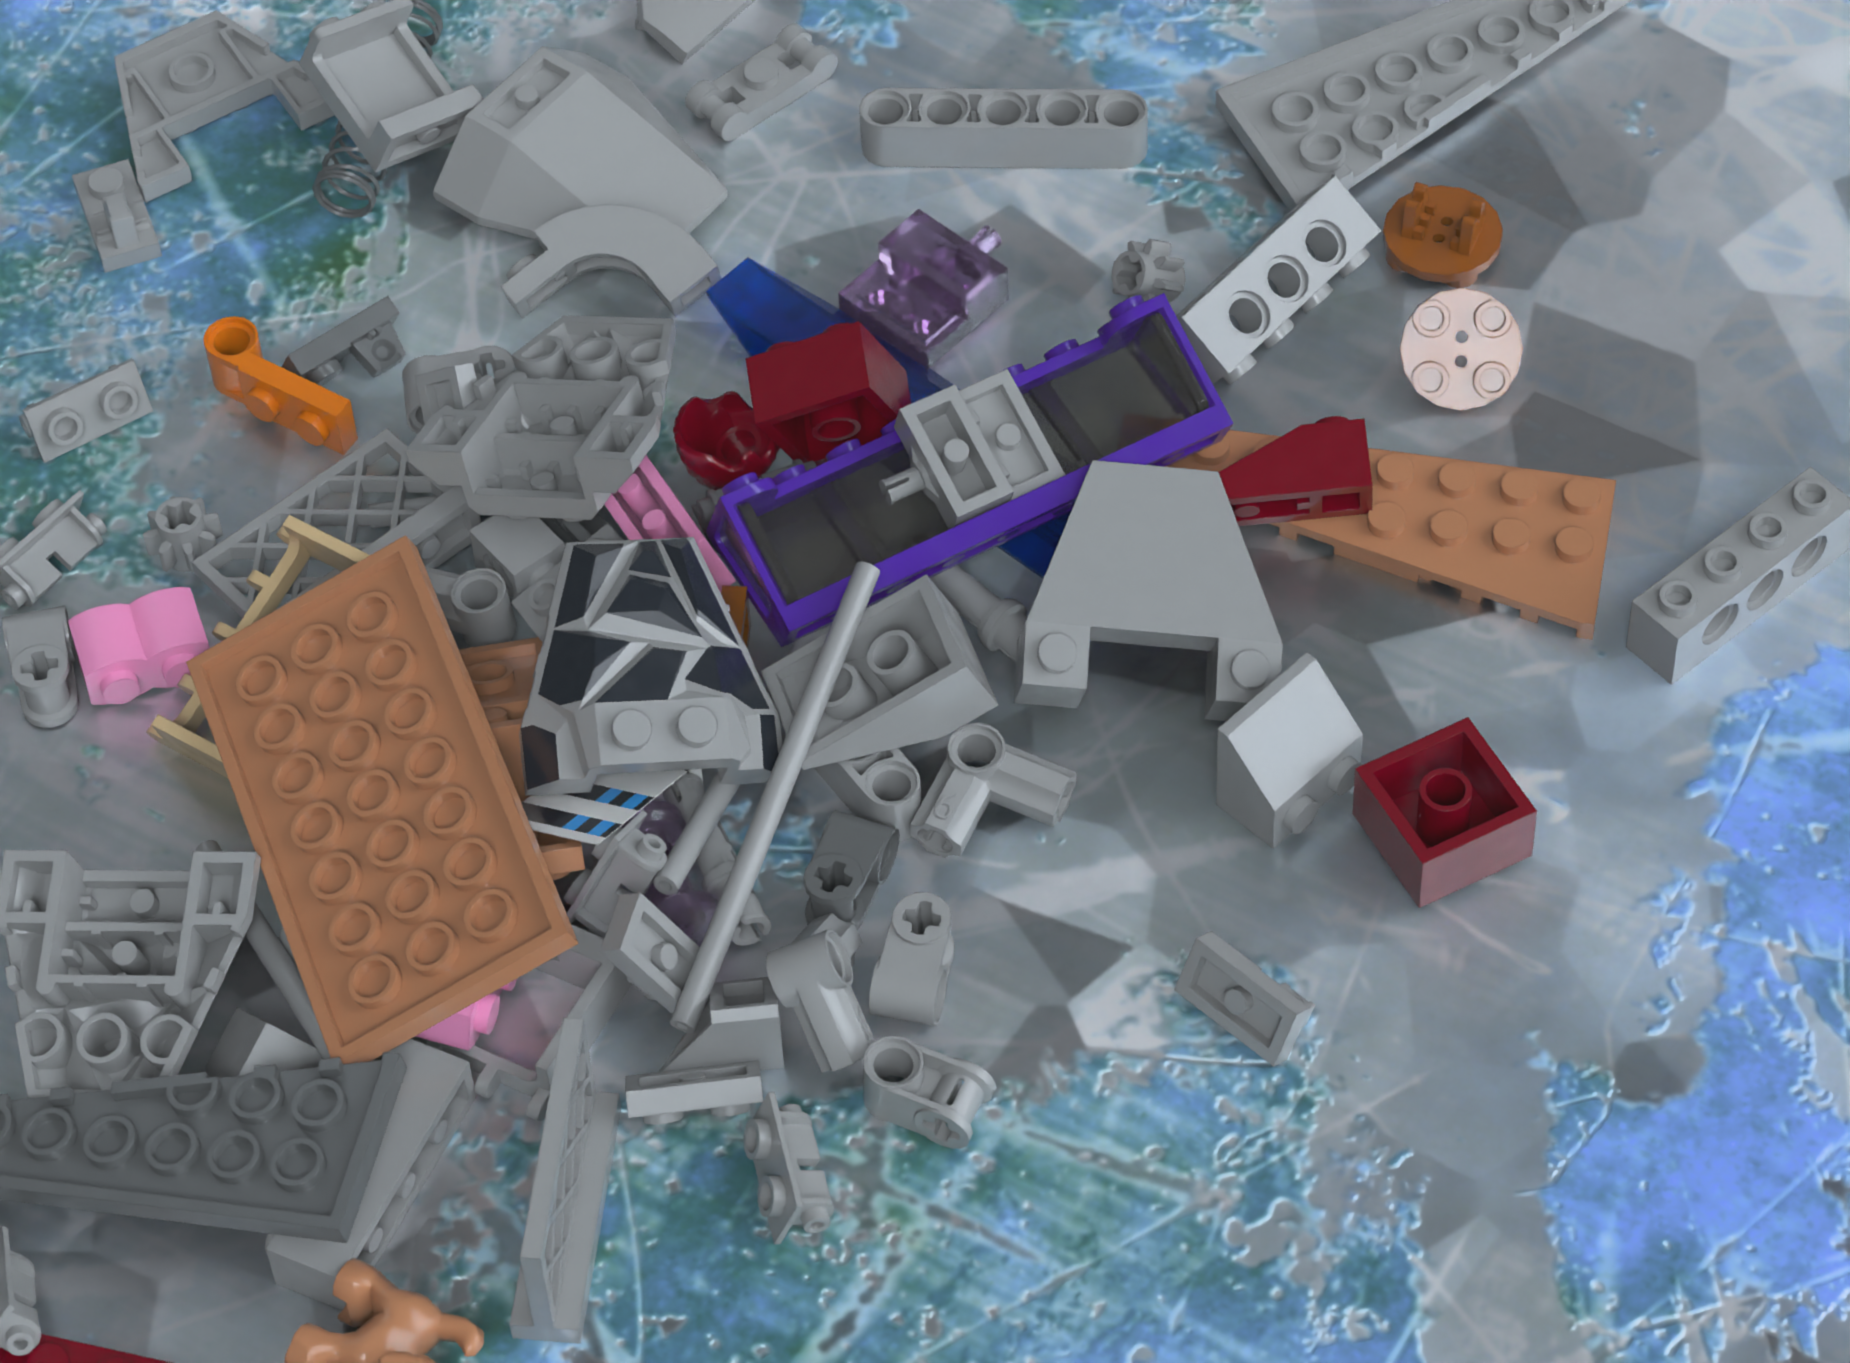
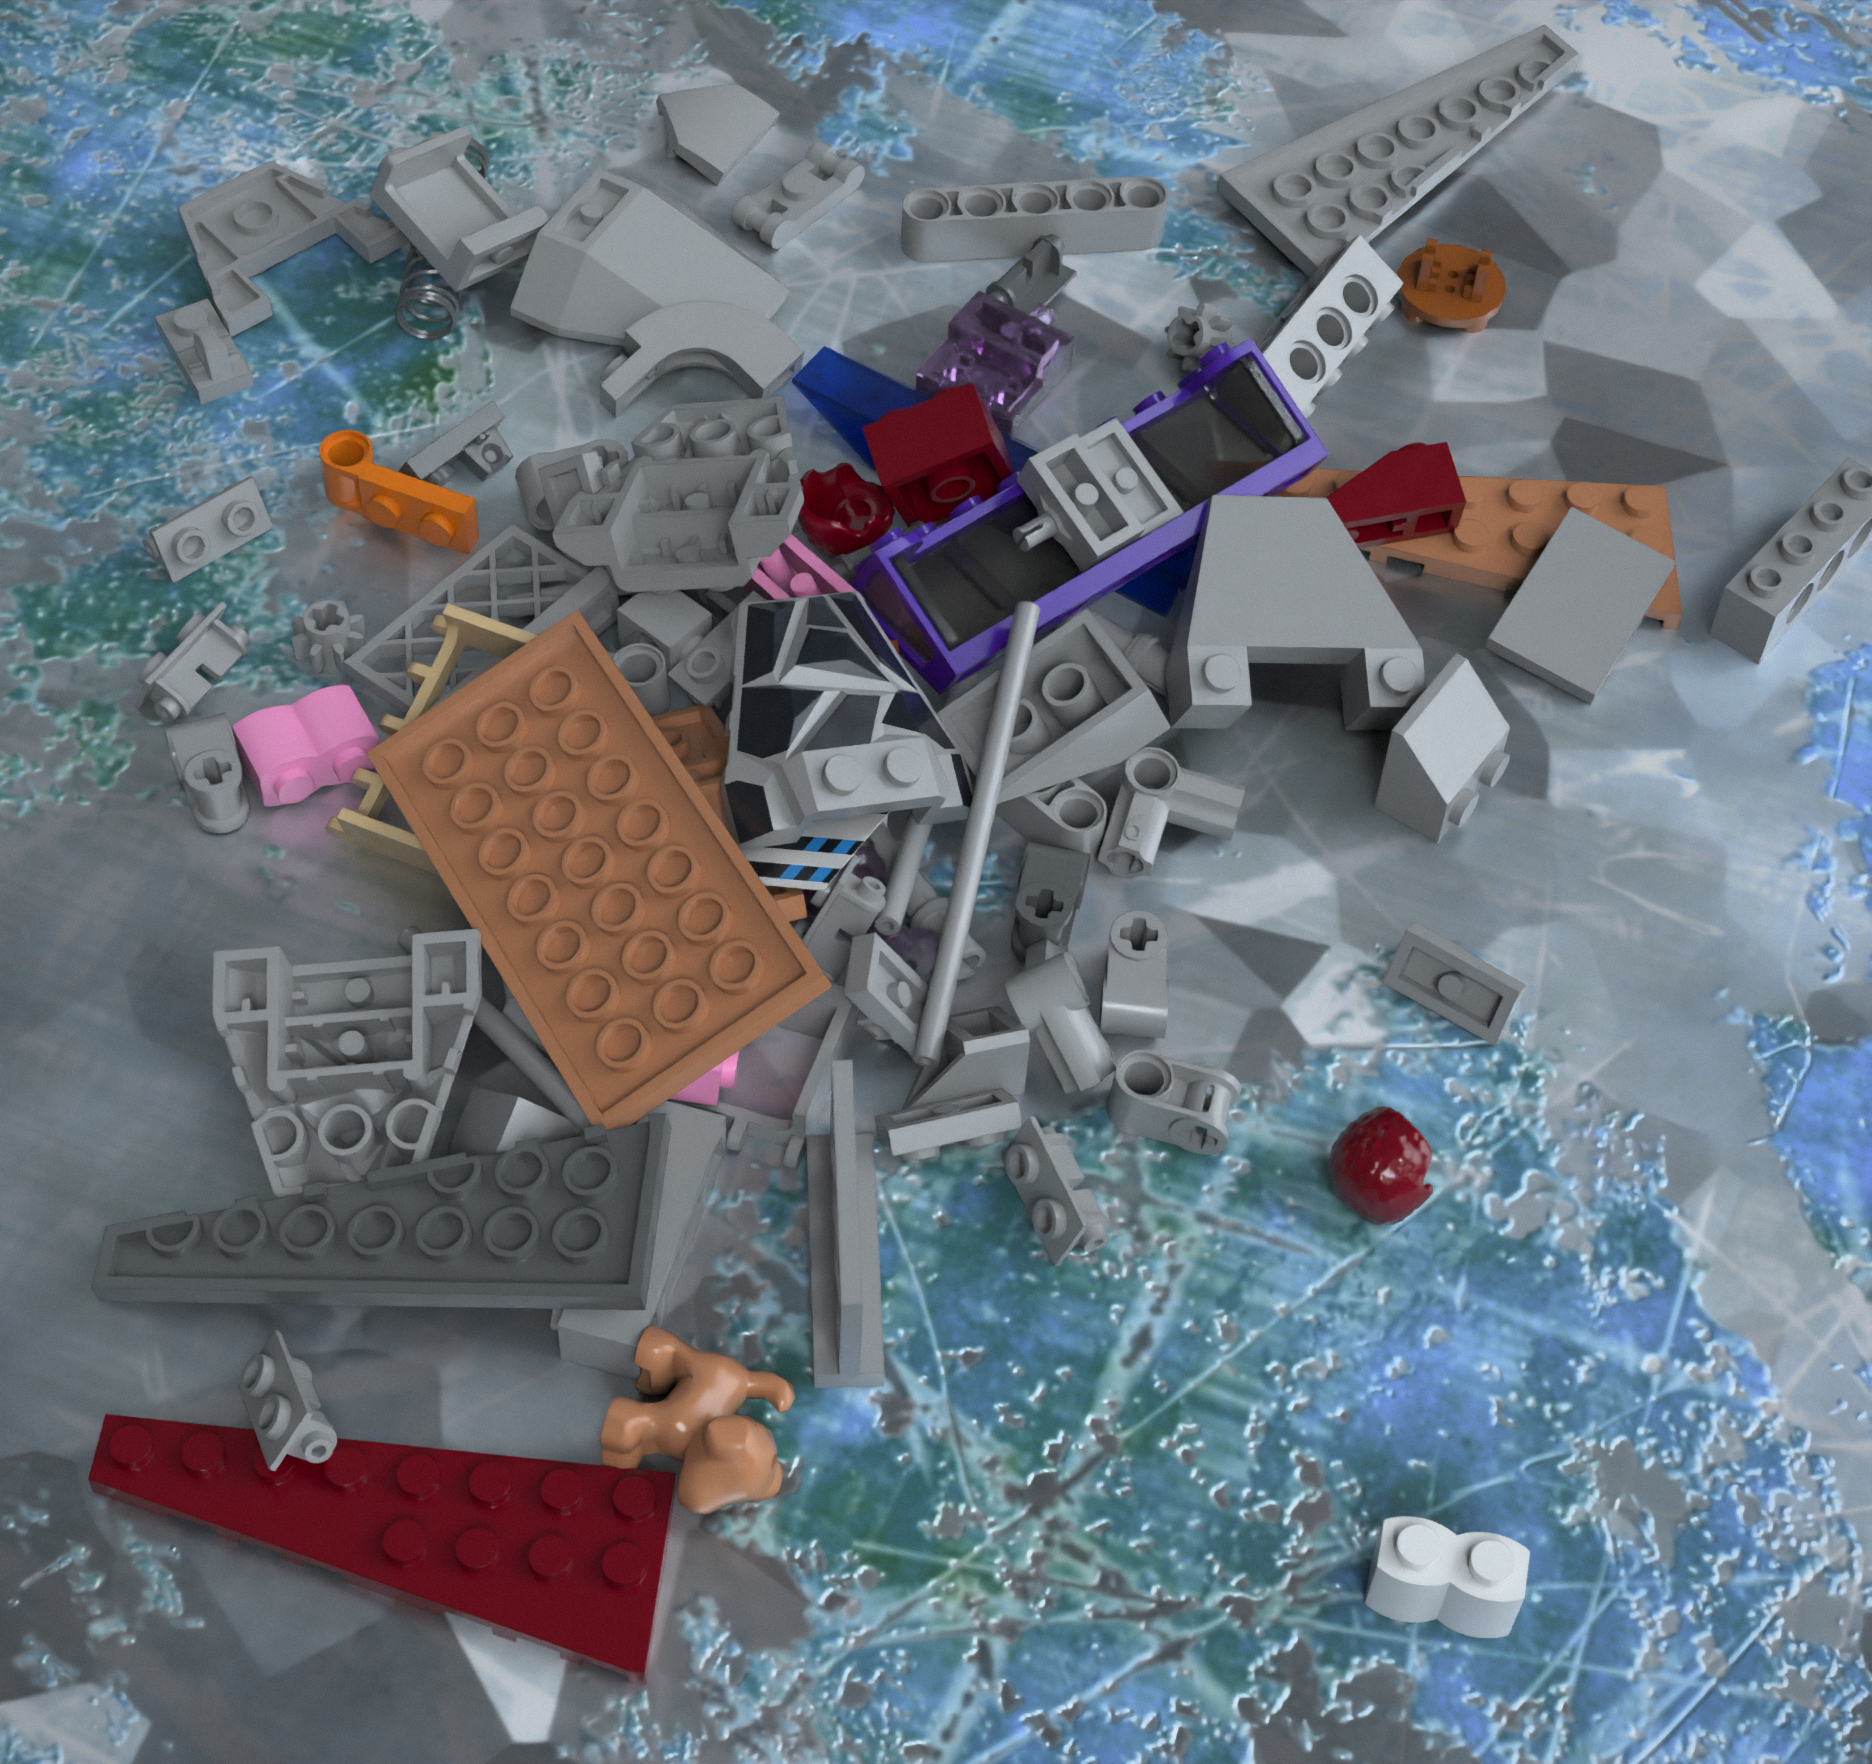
camera: 15 degrees left, 0 degrees up
(987, 198) = (1035, 276): none -> dark grey hinge
(1110, 1178) = (1381, 1167): none -> dark red hair
(1431, 347) = (1528, 380): plate -> none
(1444, 812) = (1600, 792): dark red brick -> none
(1483, 605) = (1580, 605): none -> light grey tile

